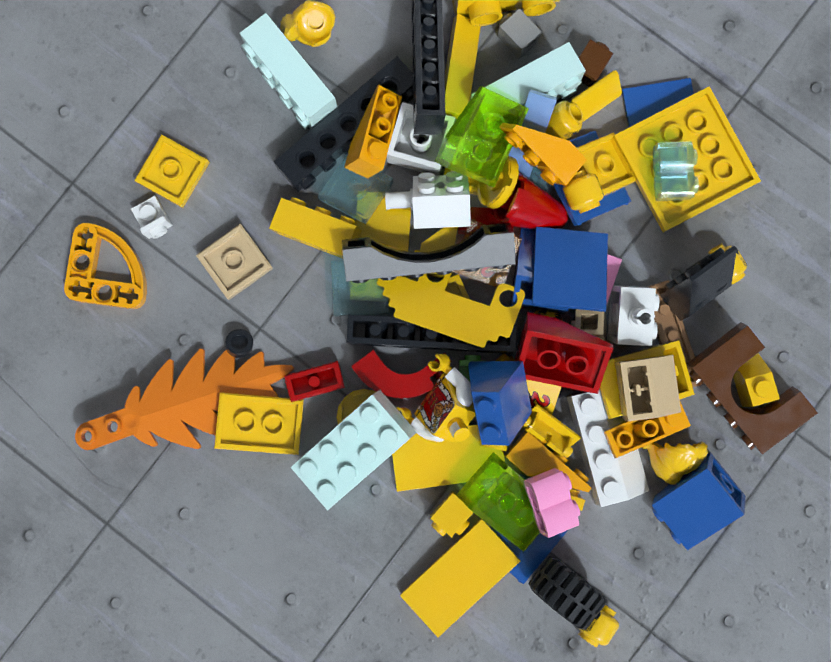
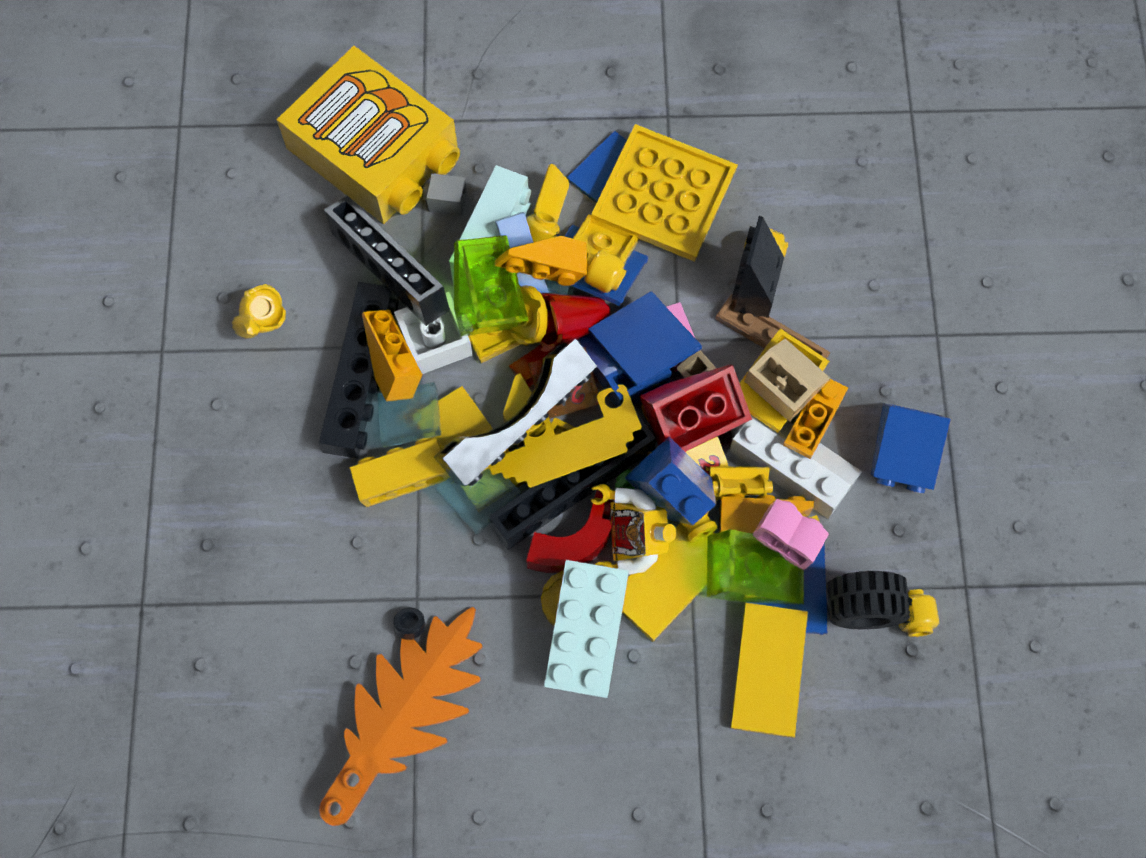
camera: 40 degrees left, 15 degrees down
(87, 276) = (220, 674): light orange beam -> none
(152, 218) = (242, 577): white bracket -> none
(172, 171) = (229, 524): yellow tile -> none
(234, 262) = (349, 556): tan plate -> none
(258, 424) = (483, 678): yellow tile -> none
(288, 71) = (274, 361): light aqua brick -> none
(314, 381) = (503, 601): red slope -> none
(435, 200) = (487, 368): white brick -> none
(451, 516) = (717, 621): yellow brick -> none
(460, 65) = (412, 239): yellow tile -> none
(594, 60) = (528, 165): reddish brown brick -> none
(632, 315) = (726, 335): white brick -> none
(674, 171) = (663, 204): clear light blue brick -> none
(675, 461) = (860, 426): yellow hair -> none
(755, 383) = (864, 317): yellow slope -> none
(761, 426) = (829, 330): reddish brown arch -> none

